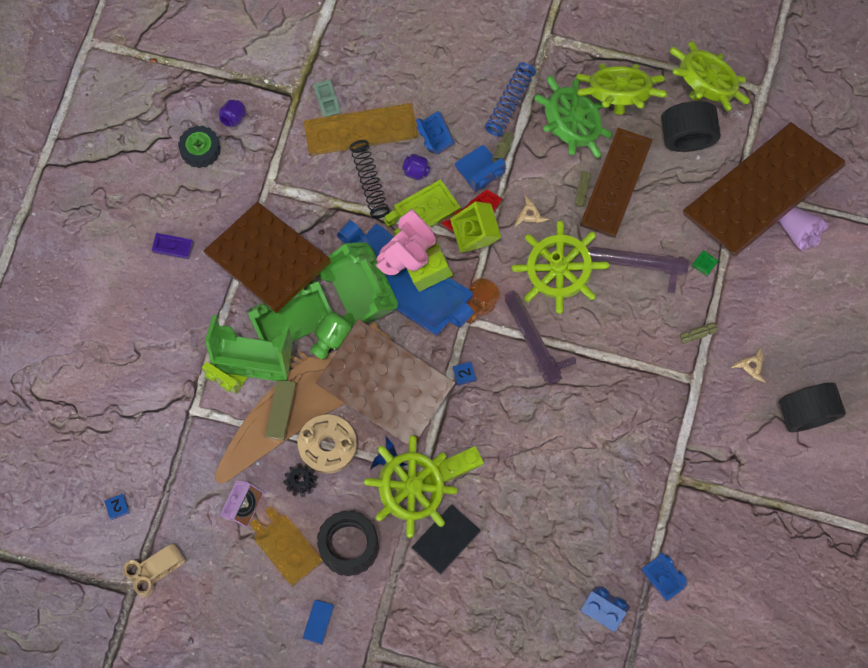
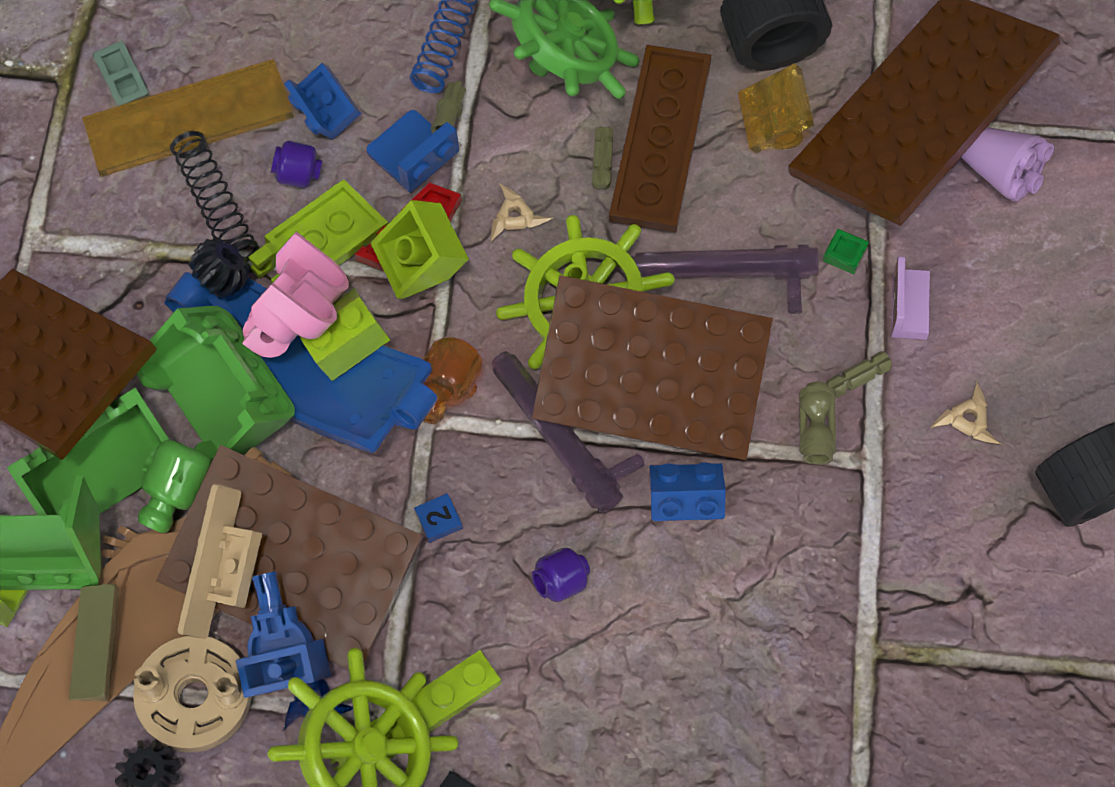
camera: 10 degrees left, 5 degrees down
(351, 381) = (221, 563): none -> tan bracket
(368, 220) = (219, 267): none -> black gear
(374, 427) = (279, 645): none -> blue brick
(523, 414) = (560, 574): none -> dark purple head
(588, 313) = (652, 368): none -> reddish brown plate
(596, 381) = (687, 491): none -> blue bracket
(670, 365) = (817, 440): none -> olive piece
(682, 177) = (776, 110): none -> clear yellow plate
(734, 297) = (910, 302): none -> lavender panel

